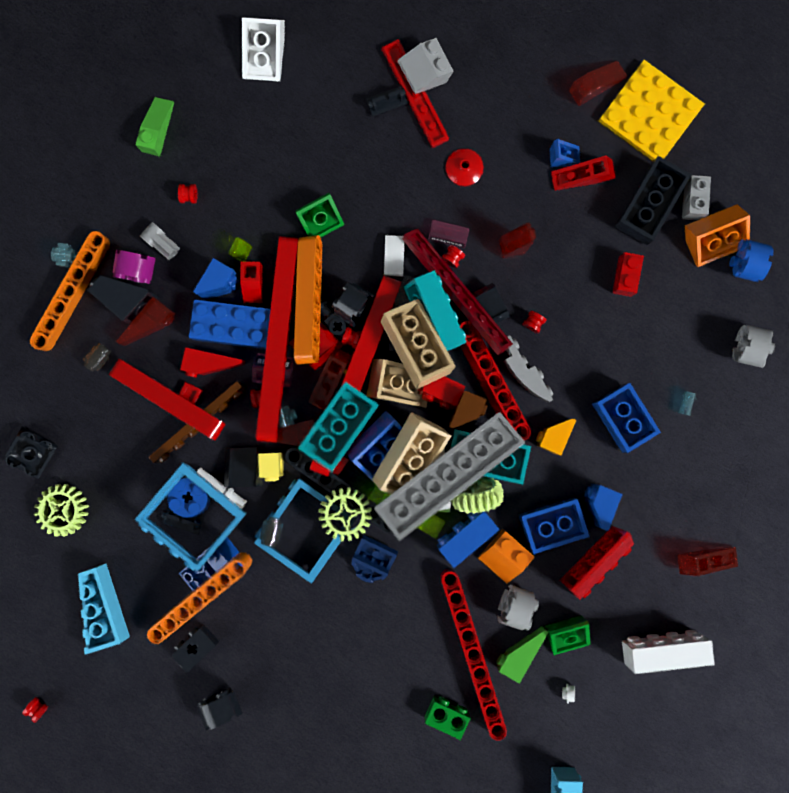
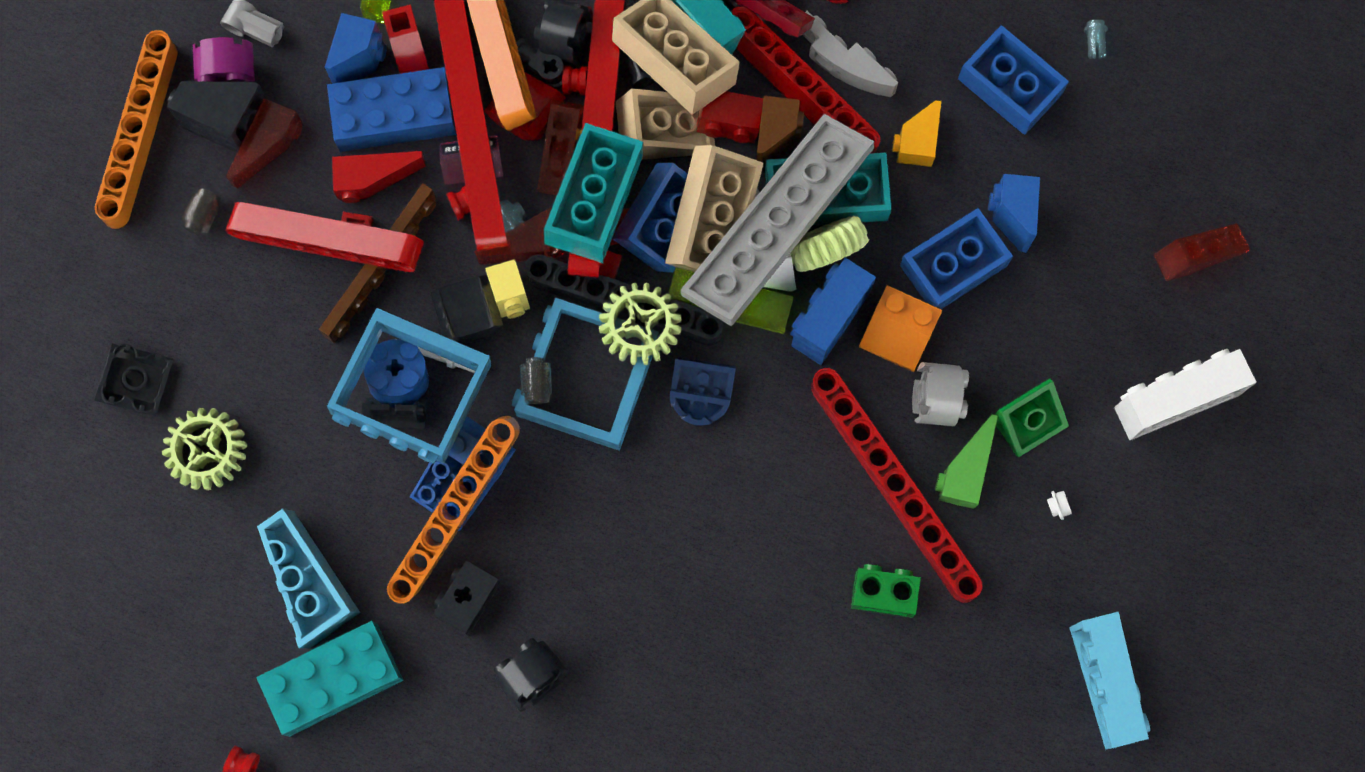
camera: 10 degrees left, 10 degrees down
(63, 255) = (113, 79): clear light blue gear -> none
(100, 674) = (329, 679): none -> teal brick
(598, 561) = (1040, 294): red slope -> none

